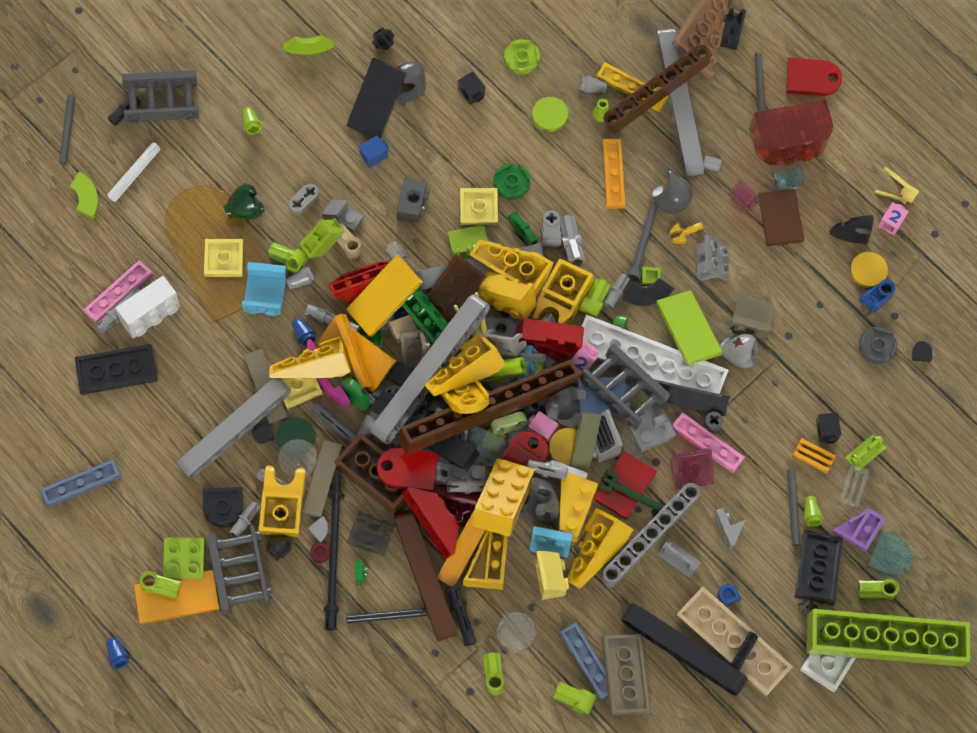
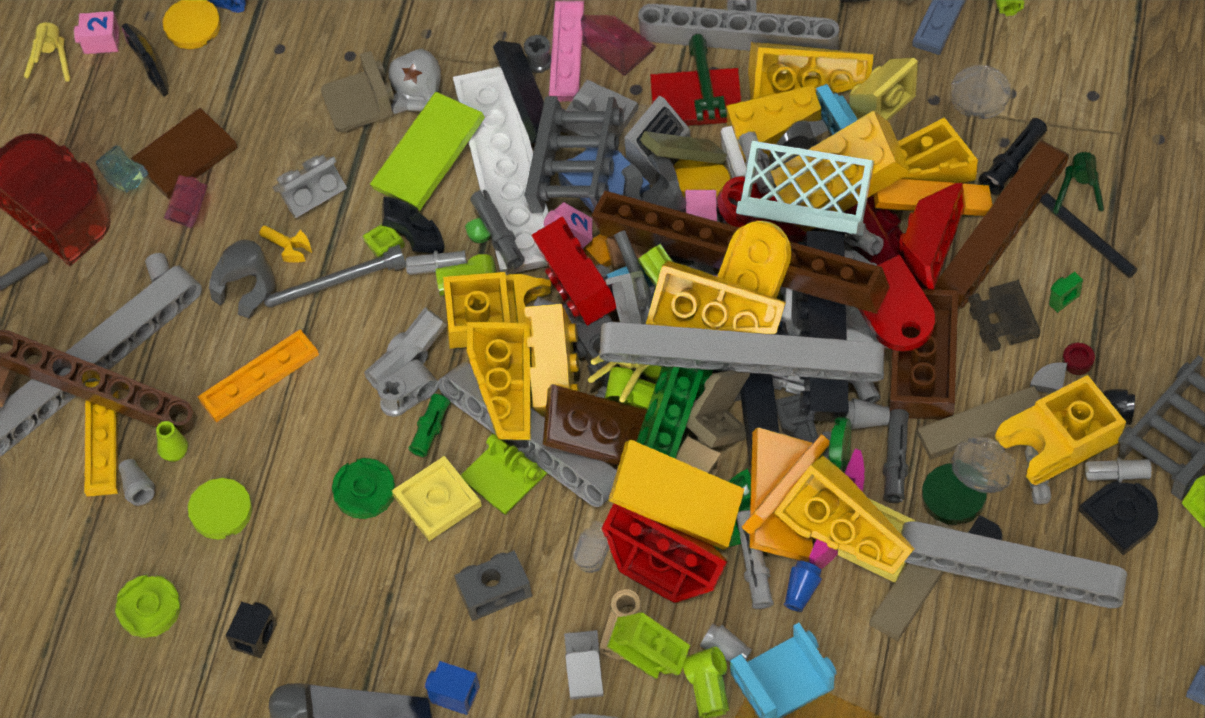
camera: 115 degrees left, 10 degrees down
(331, 608) = (1137, 293): black bar -> none
(422, 641) = (1084, 171): none -> dark green plant
(492, 455) = (803, 215): none -> light aqua fence
(493, 672) = (1052, 76): lime piece -> none
(608, 324) = (502, 238): none -> dark grey pin

